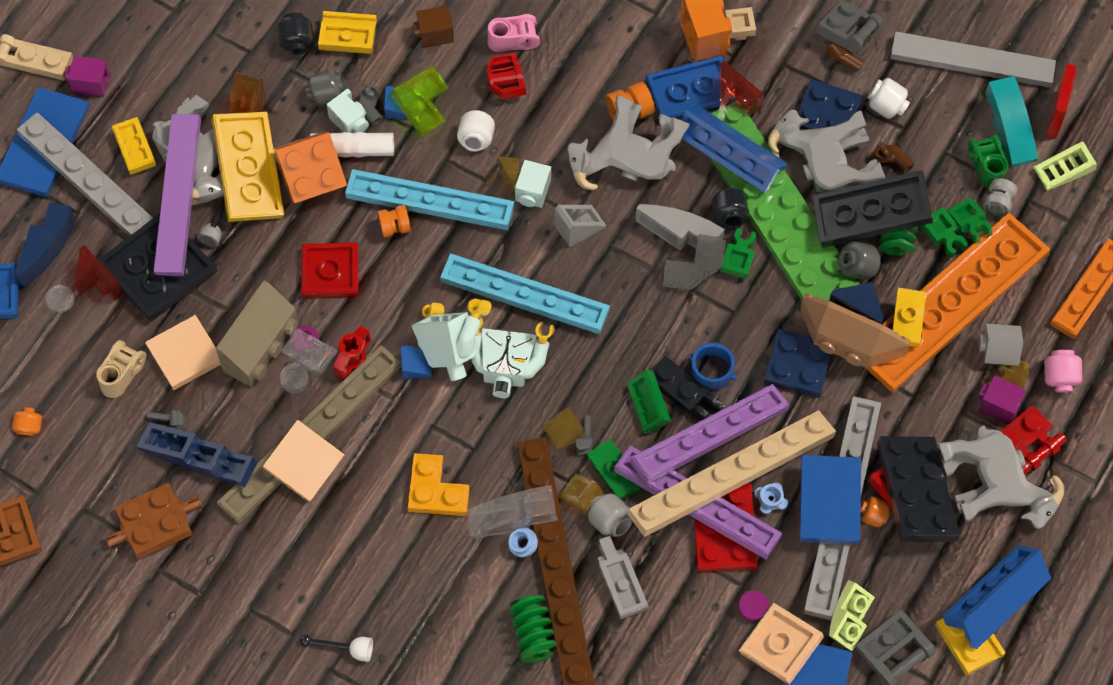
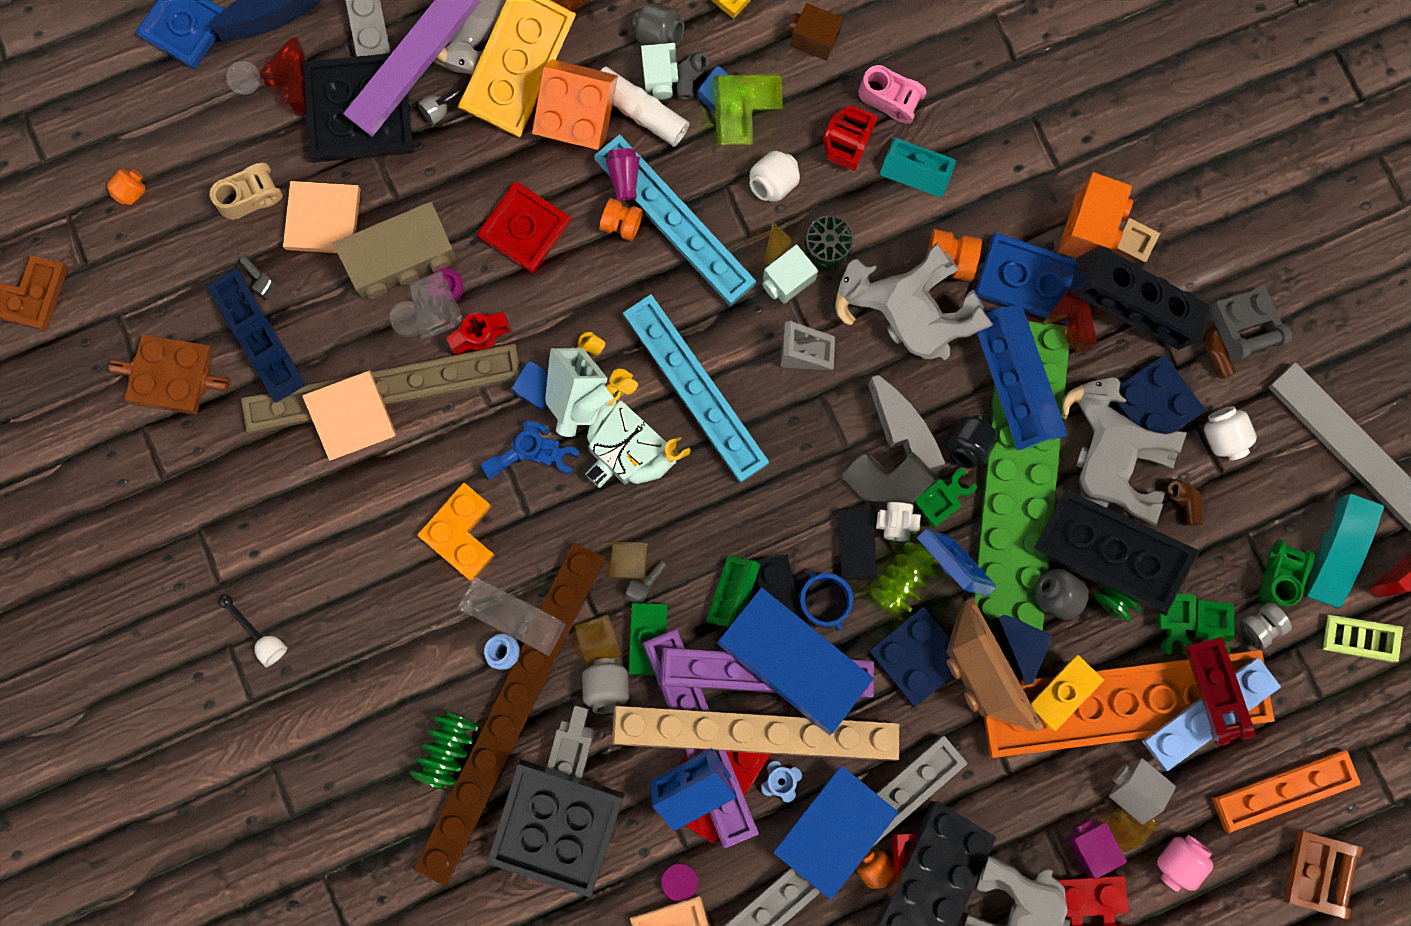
camera: 30 degrees right, 15 degrees up
(375, 187) = (623, 170): none -> magenta cone
(442, 401) = (531, 446): none -> blue piece
(543, 147) = (828, 242): none -> clear green wheel
(565, 68) = (917, 167): none -> teal slope
(646, 623) = (555, 828): none -> black plate
(705, 319) = (857, 544): none -> black tile
(718, 531) = (692, 790): none -> blue hinge
(721, 286) = (898, 521): none -> white gear
(722, 411) = (795, 661): none -> blue tile
(754, 318) = (904, 579): none -> clear neon green piece
(769, 51) = (1139, 298): none -> black brick
(778, 282) = (957, 562): none -> blue plate
(1000, 246) = (1219, 690): none -> dark red plate
(1008, 269) = (1192, 728): none -> light blue plate

